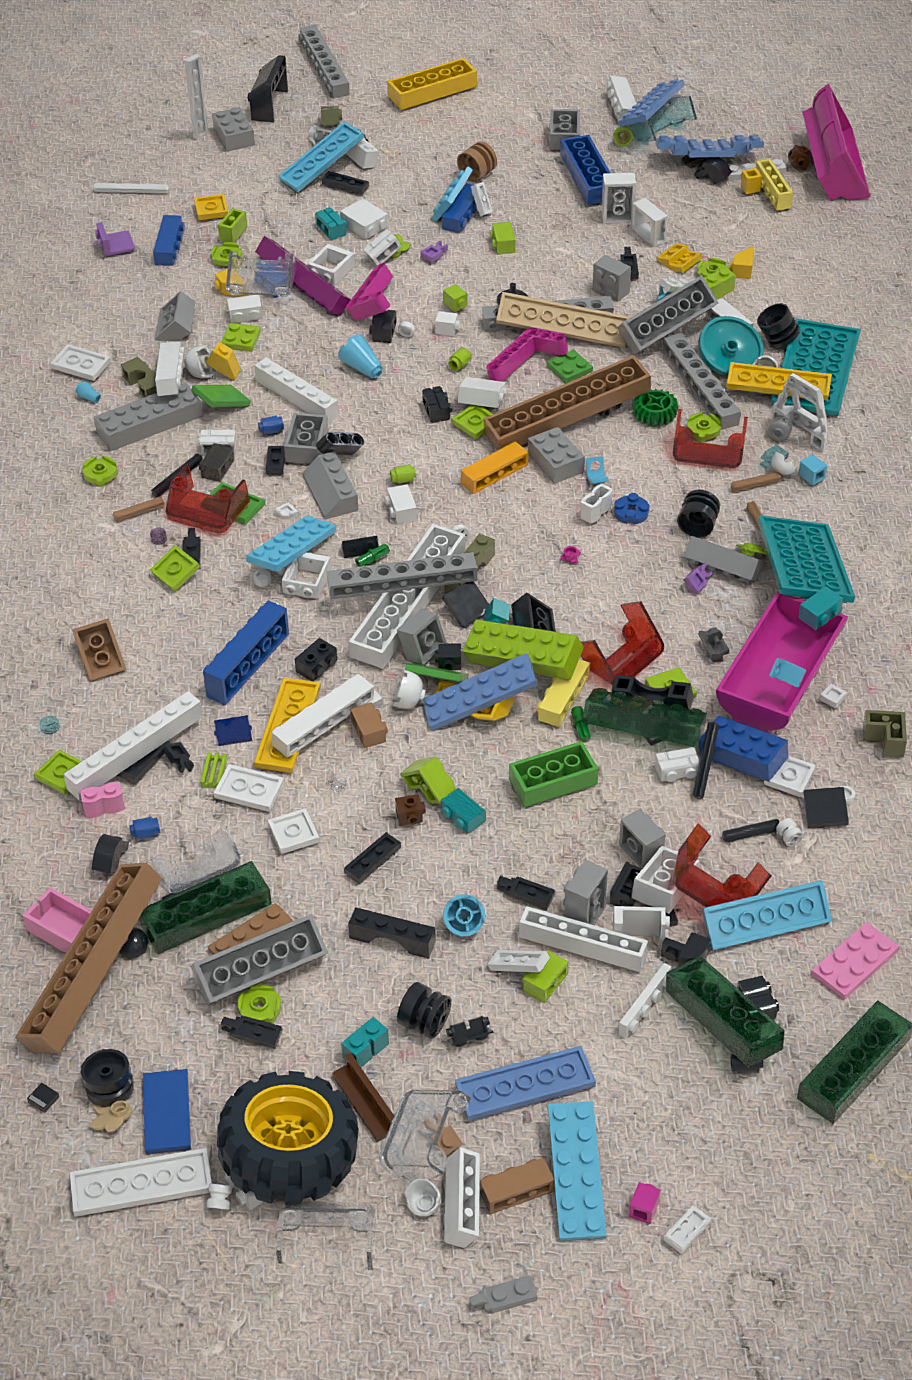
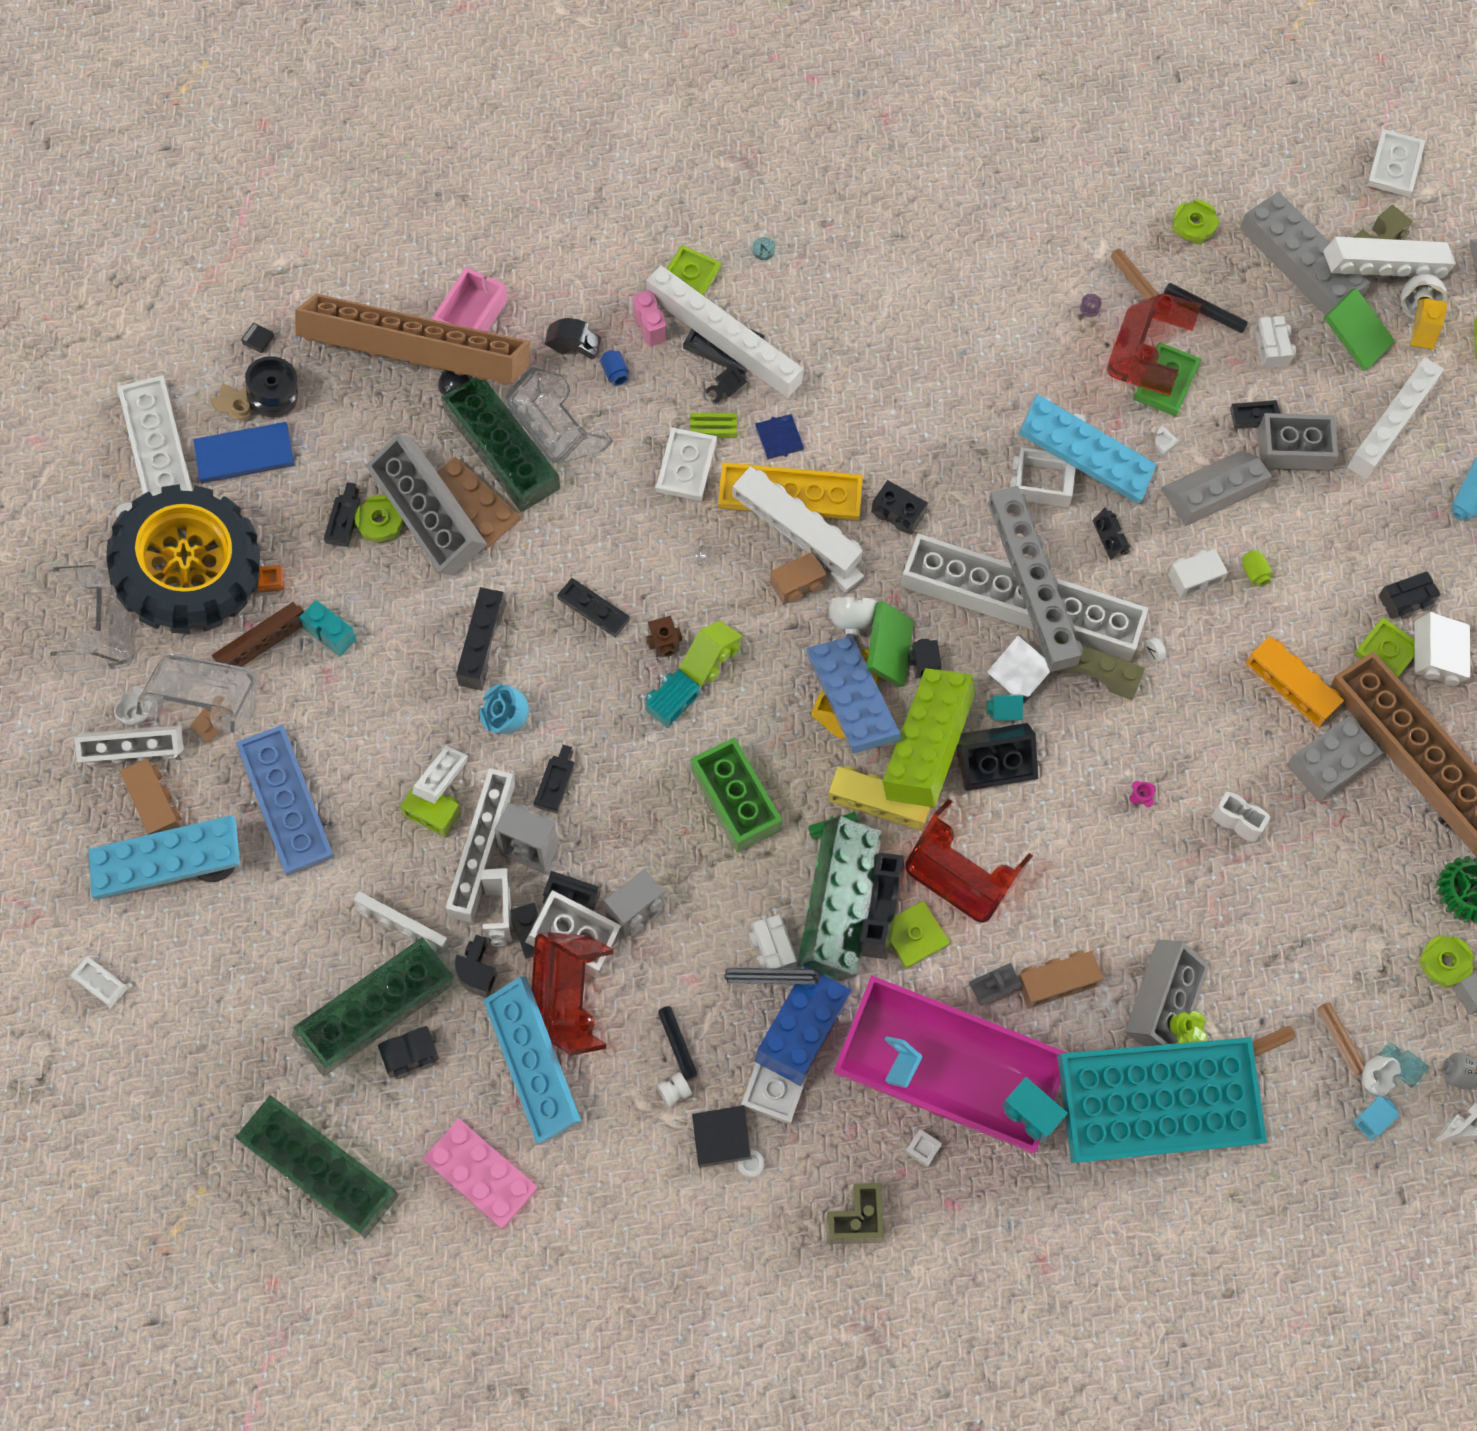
camera: 80 degrees right, 20 degrees up
(87, 392) = (1339, 179): medium azure cone -> none
(99, 649) = (880, 274): medium nougat slope -> none
(175, 568) = (1030, 329): lime plate -> none
(192, 545) = (1071, 345): black hinge -> none
(216, 462) = (1234, 347): clear smoke brick -> none
(246, 652) = (891, 425): blue brick -> none
(271, 425) = (1321, 398): blue brick -> none
(293, 831) = (625, 519): white plate -> none
(341, 442) = (1298, 486): black beam -> none
(372, 555) = (1095, 550): green axle -> none
(421, 636) = (943, 617): light grey brick -> none
(424, 1010) = (366, 680): black wheel -> none
(460, 1035) = (349, 740): black hinge -> none
(504, 1295) = (24, 800): light grey hinge -> none
(597, 476) = (1307, 818): medium azure bracket -> none
(624, 506) = (1260, 859): blue plate -> none
(644, 1202) = (129, 934): dark pink brick -> none
(696, 578) = (1118, 959): medium lavender plate -> none
(698, 513) = (1247, 954): black wheel -> none
(708, 454) = (1391, 964): clear red windscreen -> none
(709, 608) = (1060, 978): none -> medium nougat brick

